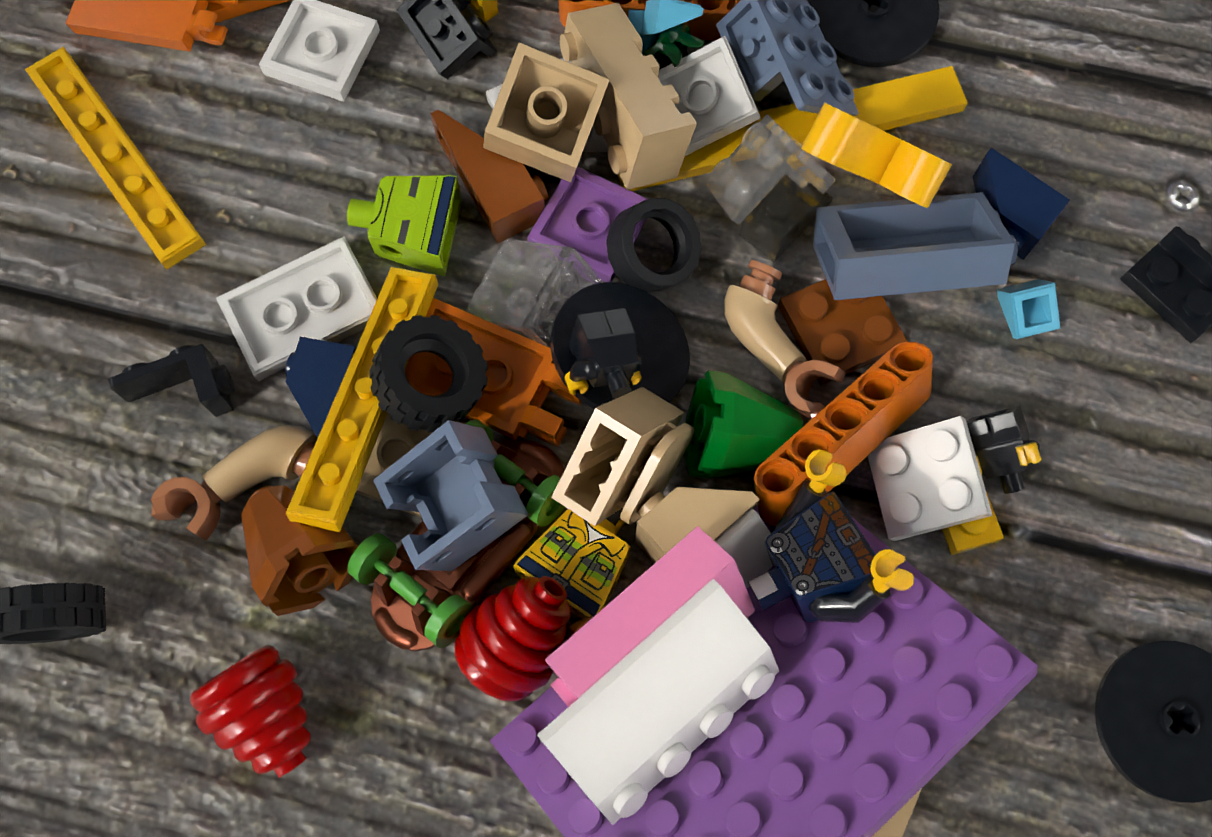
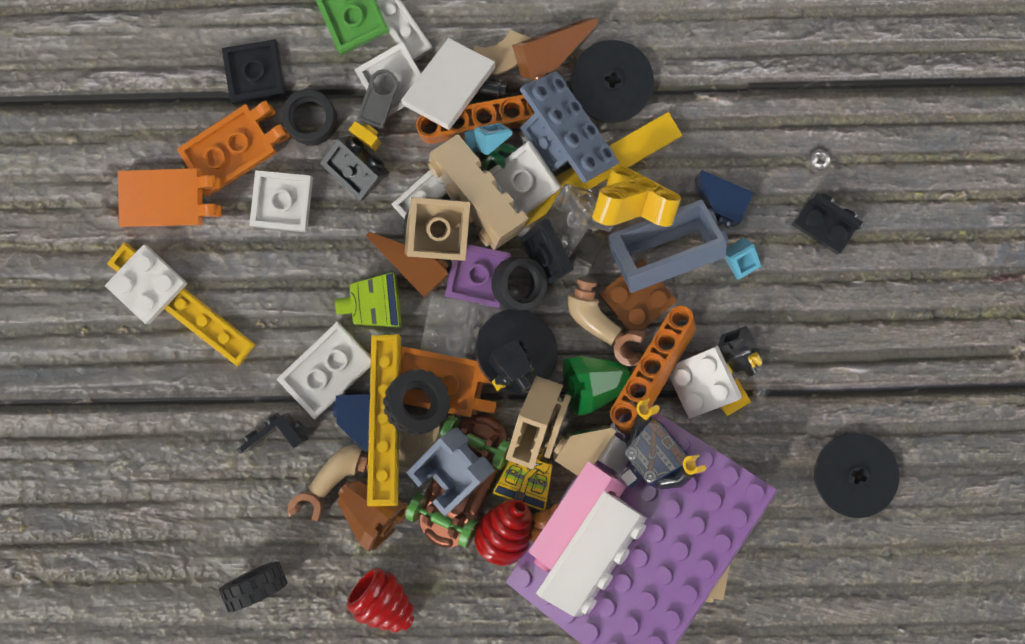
camera: 15 degrees left, 15 degrees up
(69, 107) = (146, 284): none -> white plate
(715, 202) = (545, 247): none -> black tile

